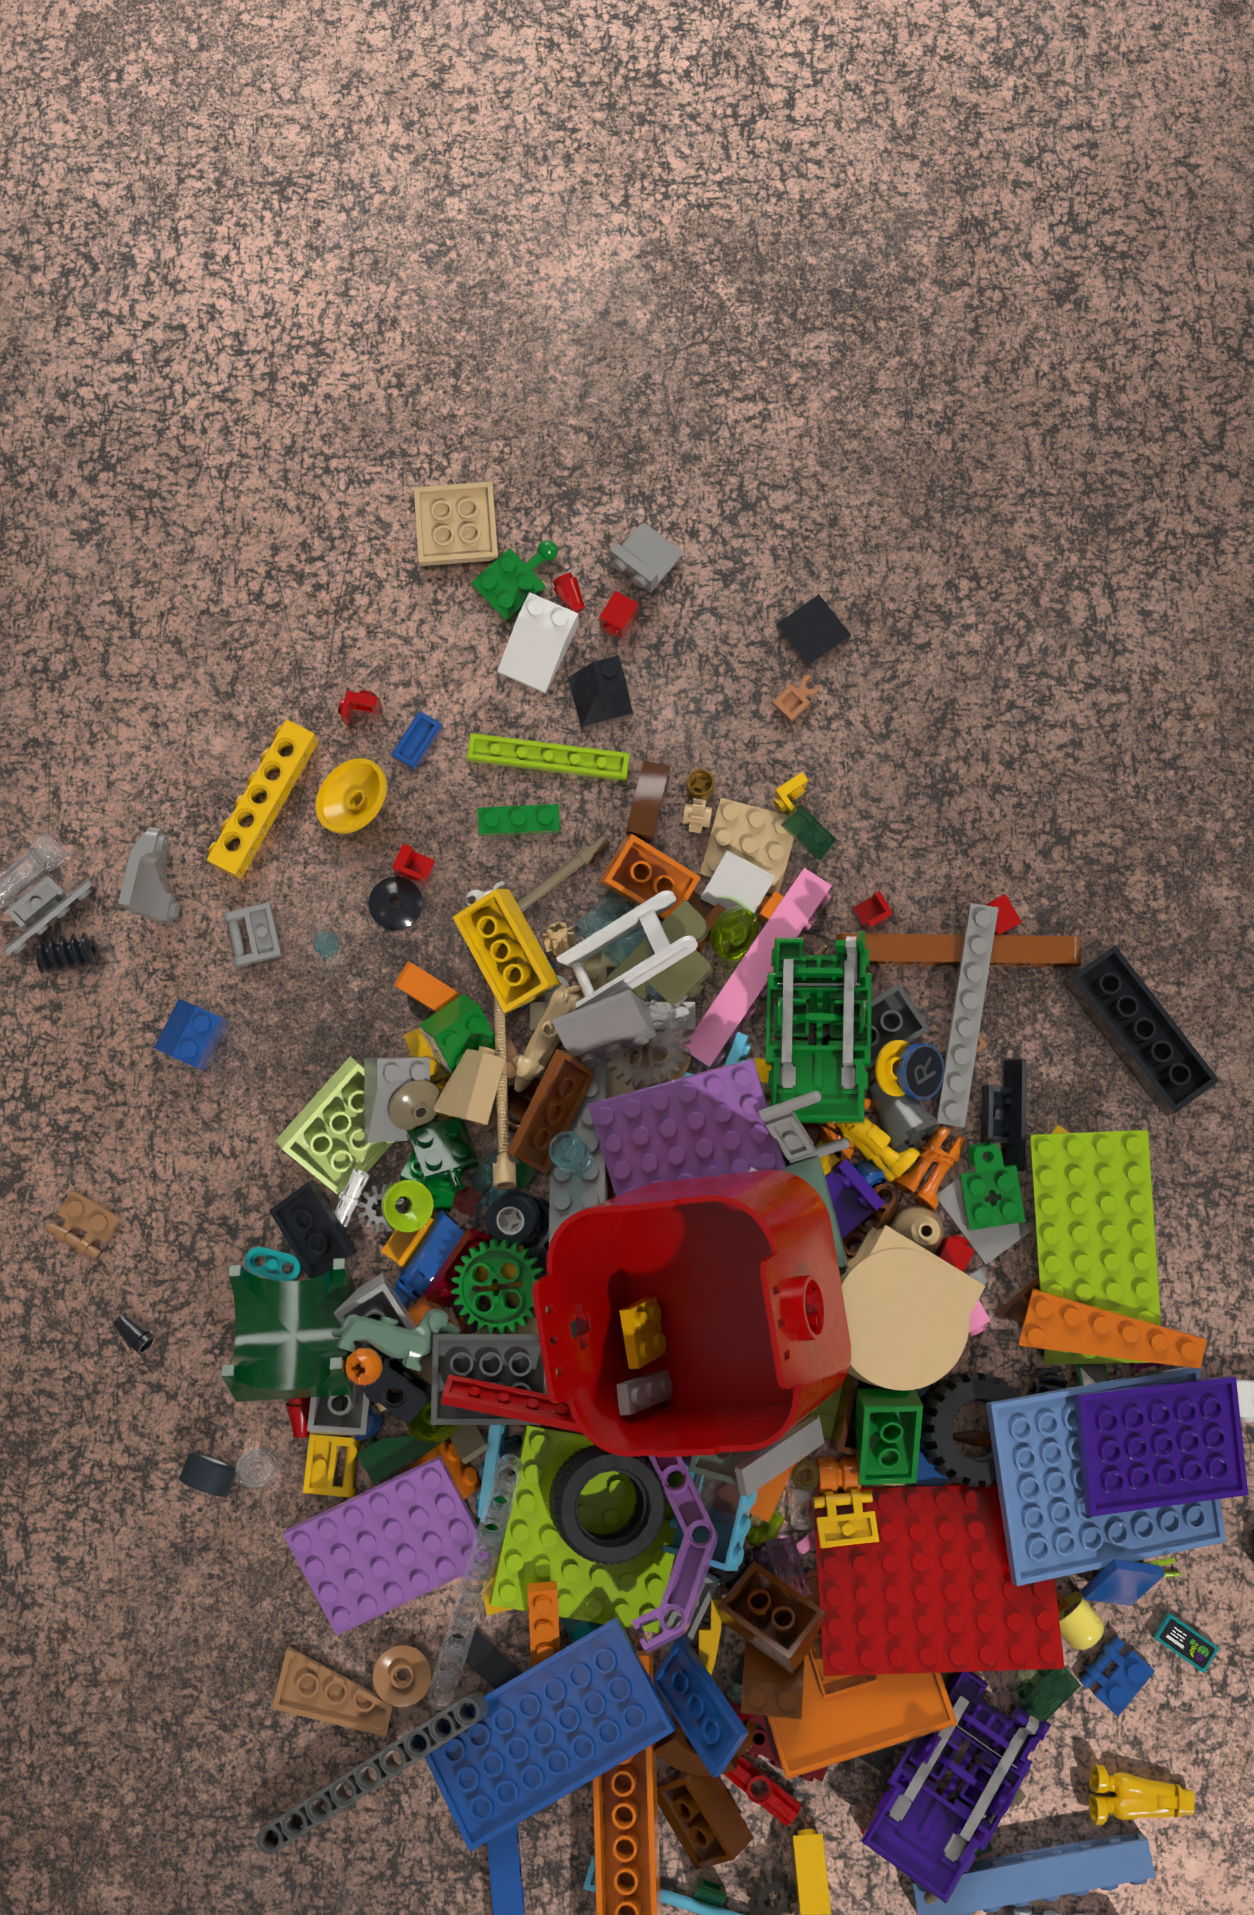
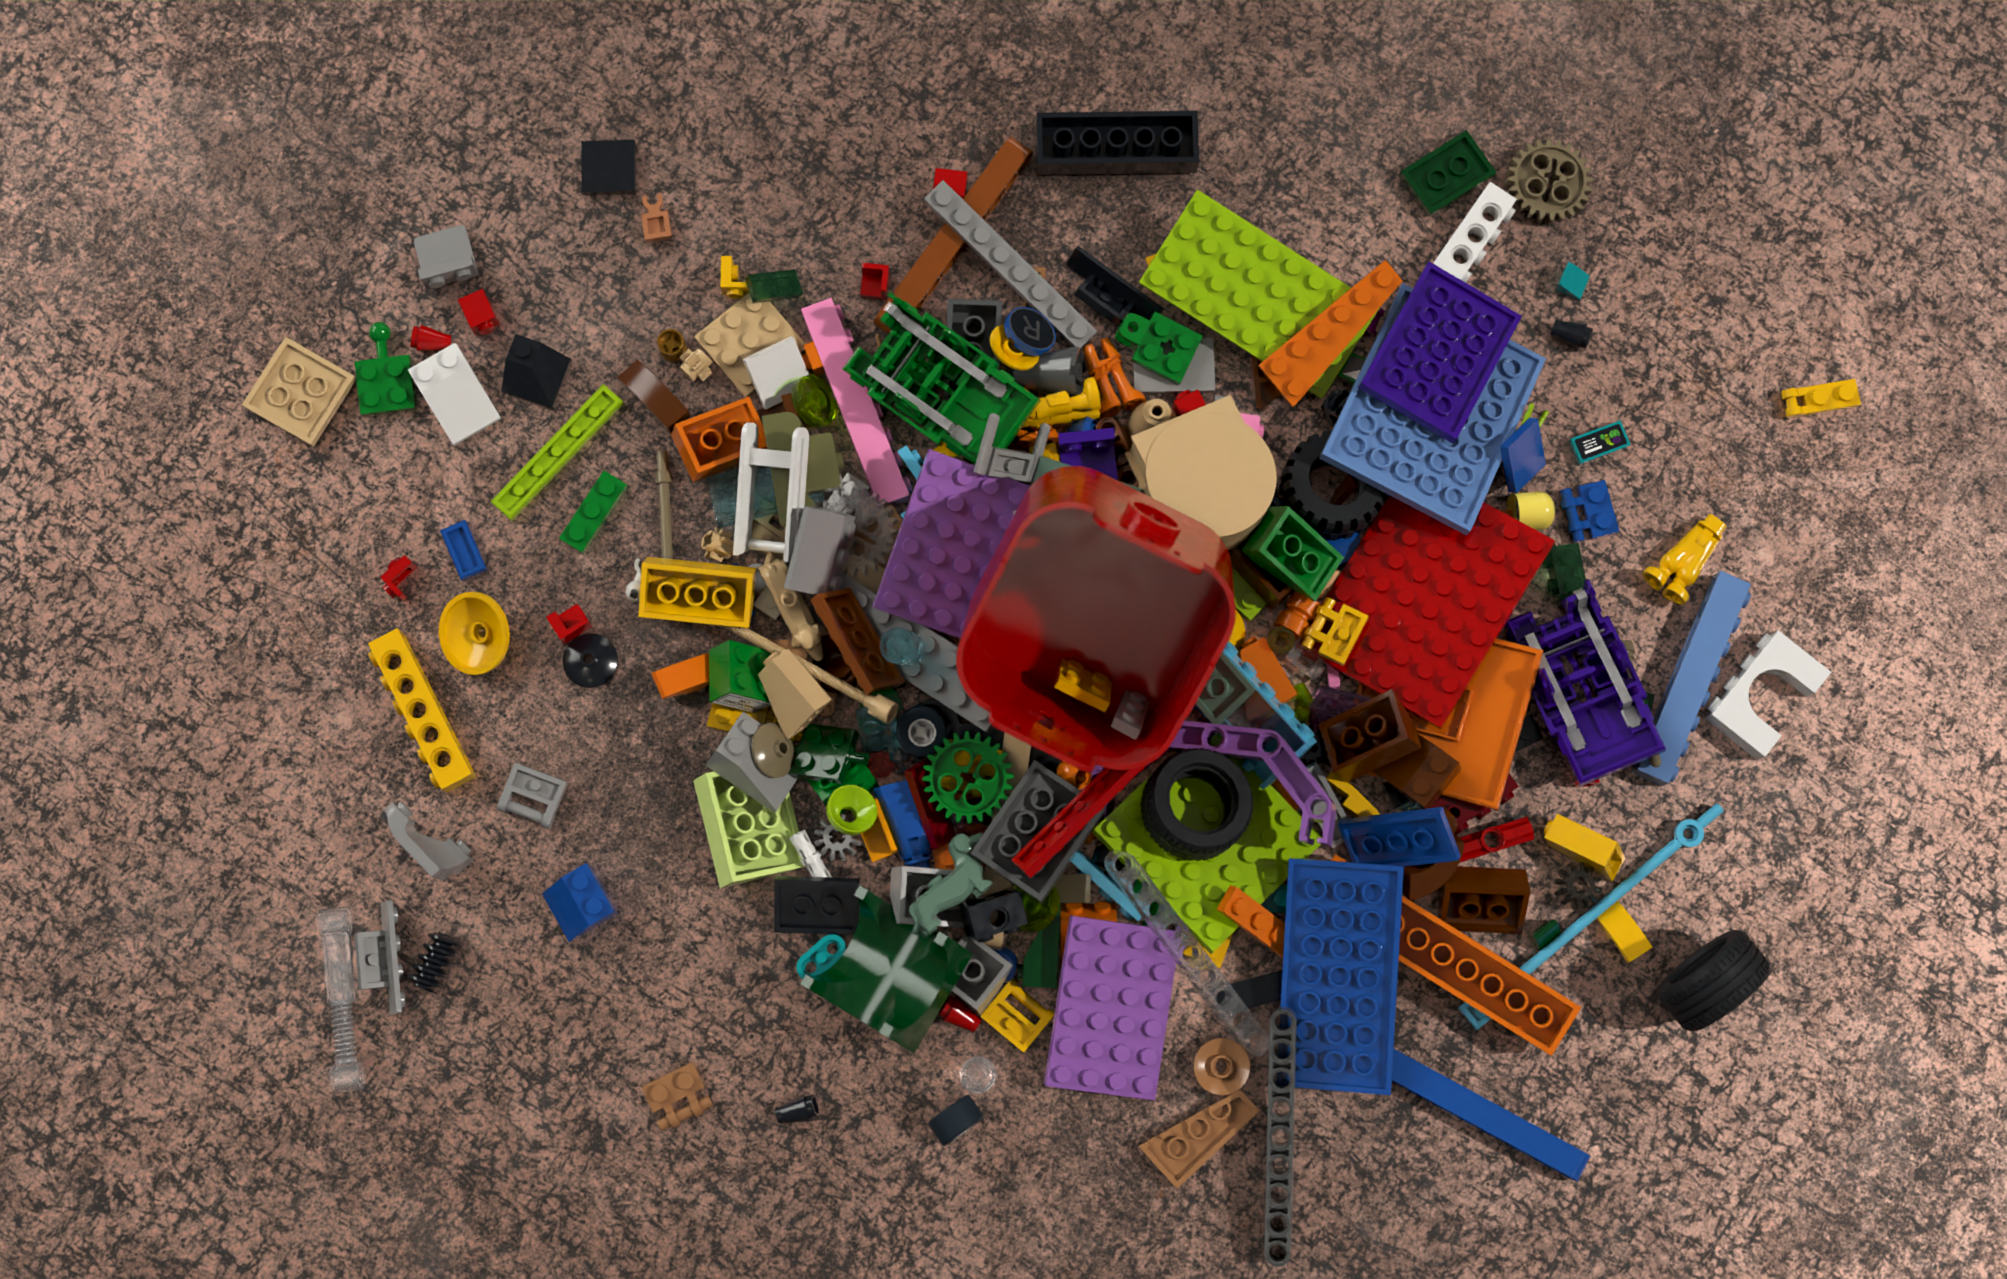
camera: 60 degrees left, 0 degrees up
(326, 944) = (584, 739): clear light blue plate -> none
(363, 1366) = (955, 914): orange piece -> none
(779, 1456) = (1251, 646): light grey tile -> none

